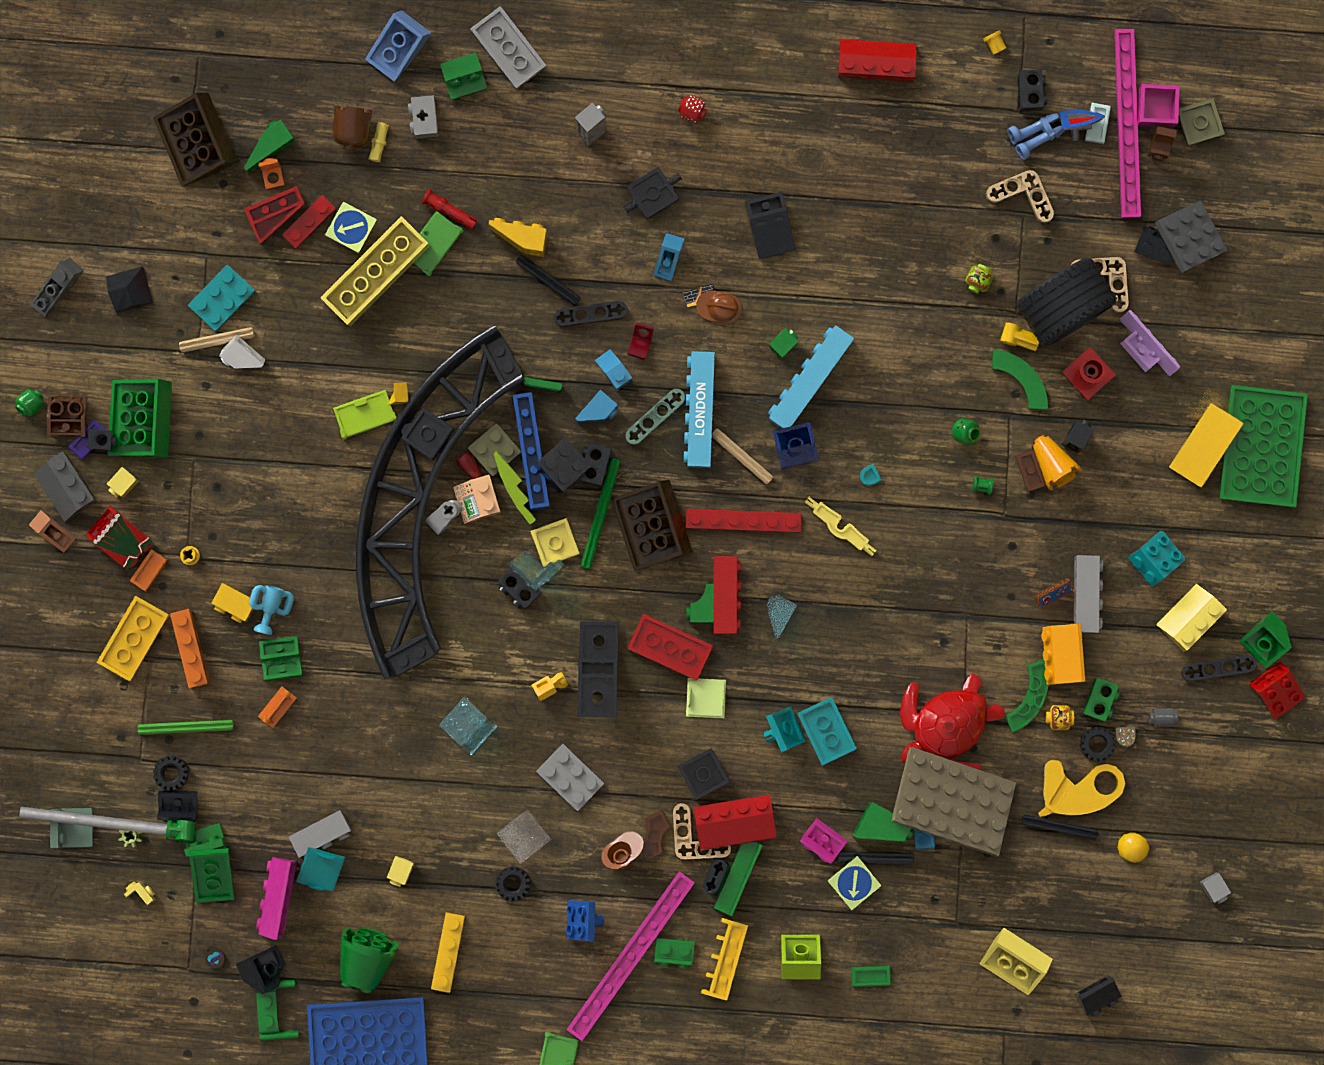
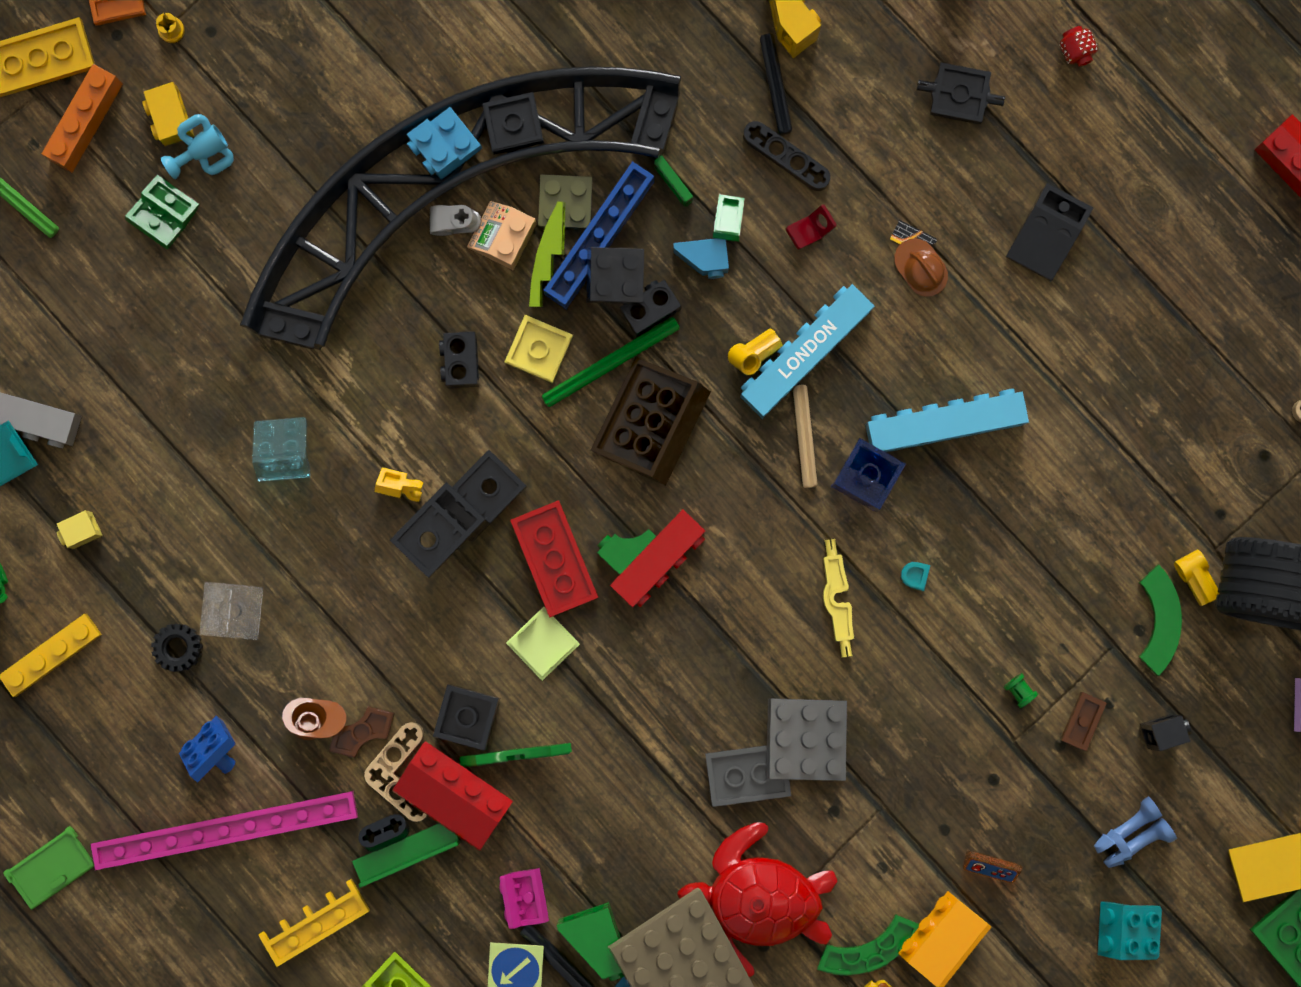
camera: 45 degrees right, 0 degrees up
(277, 707) = (113, 256): orange hinge -> none
(357, 417) = (469, 52): lime door -> none
(400, 394) = (523, 58): yellow slope -> none
(400, 479) = (443, 143): none -> dark azure plate
(468, 465) = (525, 193): dark red cone -> none
(533, 571) = (488, 355): clear light blue bracket -> none
(570, 777) = (333, 595): light grey plate -> none
(591, 377) = (728, 217): none -> tile
(614, 370) = (757, 233): dark azure slope -> none
(657, 419) = (755, 312): sand green beam -> none
(668, 256) = (917, 170): dark azure slope -> none
(672, 442) = (749, 357): none -> yellow piece
(674, 952) = (270, 868): green bracket -> none
(743, 520) = (746, 501): red plate -> none
(747, 769) = (515, 754): none -> green tile
(779, 613) = (695, 628): clear light blue slope -> none
(783, 343) = (953, 362): green brick -> none
(784, 729) = (590, 749): teal tile -> none
(826, 731) = (631, 790): teal plate -> none
(880, 665) = (741, 777): none -> dark grey plate
(893, 617) = (806, 739): none -> dark grey plate
(966, 431) = (1054, 621): green head -> none
(979, 278) = (1211, 480): head -> none
(1054, 462) = (1115, 737): light orange cone -> none
(1079, 377) = (1222, 675): red plant -> none
(1086, 592) = (1026, 899): light grey brick -> none
(1108, 490) = (1157, 831): none -> medium blue piece

